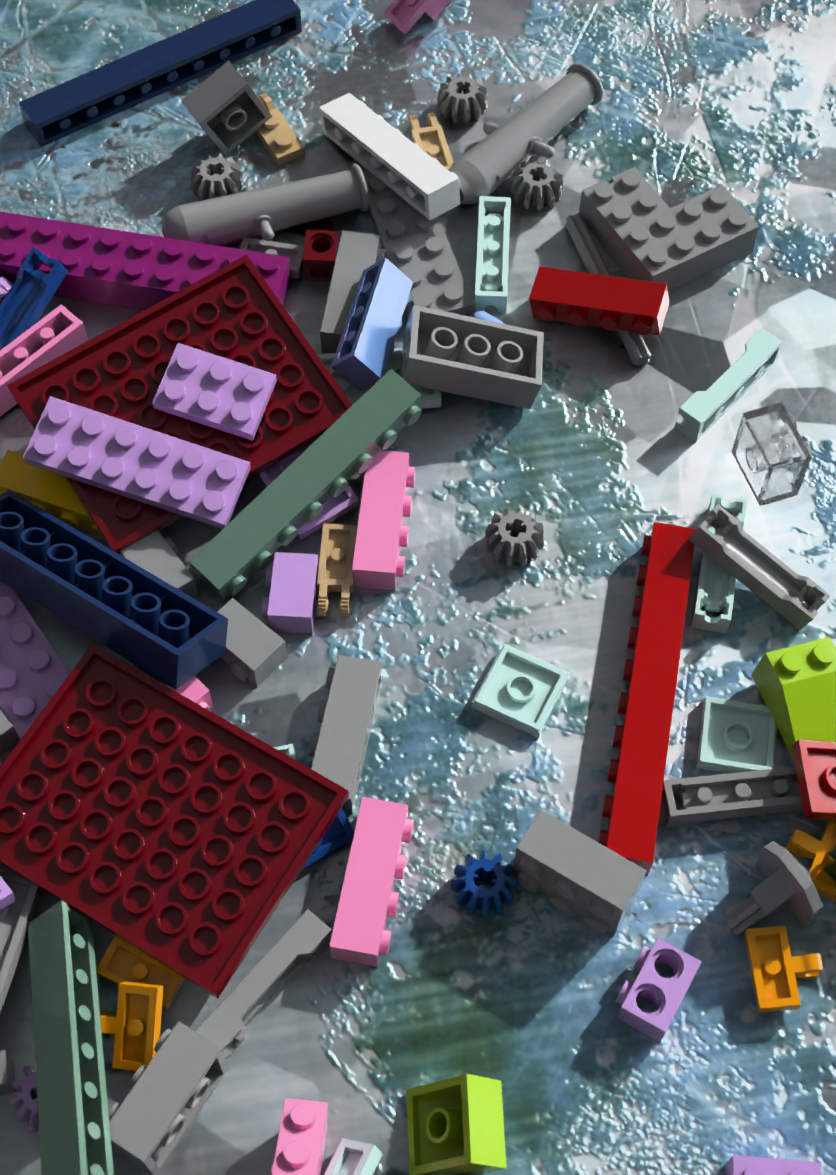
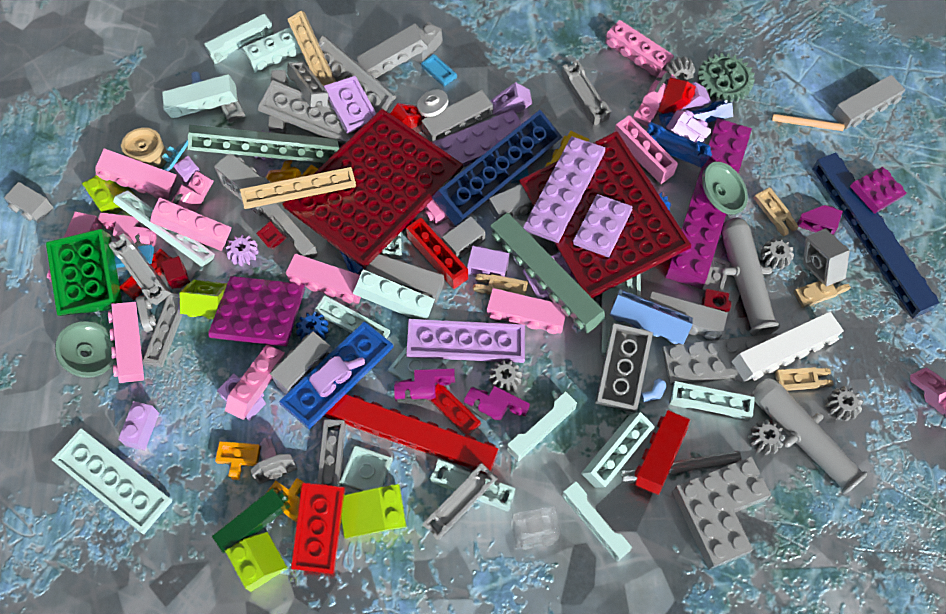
camera: 100 degrees right, 5 degrees up
(86, 54) = (878, 189): none -> magenta plate
(122, 224) = (724, 188): none -> sand green dish
(133, 185) = (775, 211): none -> tan hinge
(147, 125) = (820, 218): none -> magenta slope
(189, 953) = (297, 188): none -> tan plate
(289, 675) = (437, 253): none -> red brick
(289, 1010) = (271, 235): none -> dark red brick
(314, 1068) = (235, 248): none -> lavender gear
(398, 735) = (393, 296): none -> light aqua brick
(454, 816) = (345, 317): none -> light aqua plate
(461, 609) = (466, 340): none -> lavender plate
(471, 997) = (257, 311): none -> magenta plate
(559, 450) = (525, 442): none -> light aqua piece
(568, 658) = (422, 386): none -> magenta plate
(569, 549) = (494, 404): none -> magenta plate
(588, 616) = (454, 410): none -> red tile
(595, 800) = (306, 402): none -> blue plate
(601, 780) = (334, 370): none -> lavender beam
(610, 361) = (617, 450): none -> light aqua brick
(638, 947) = (253, 382): none -> bright pink brick

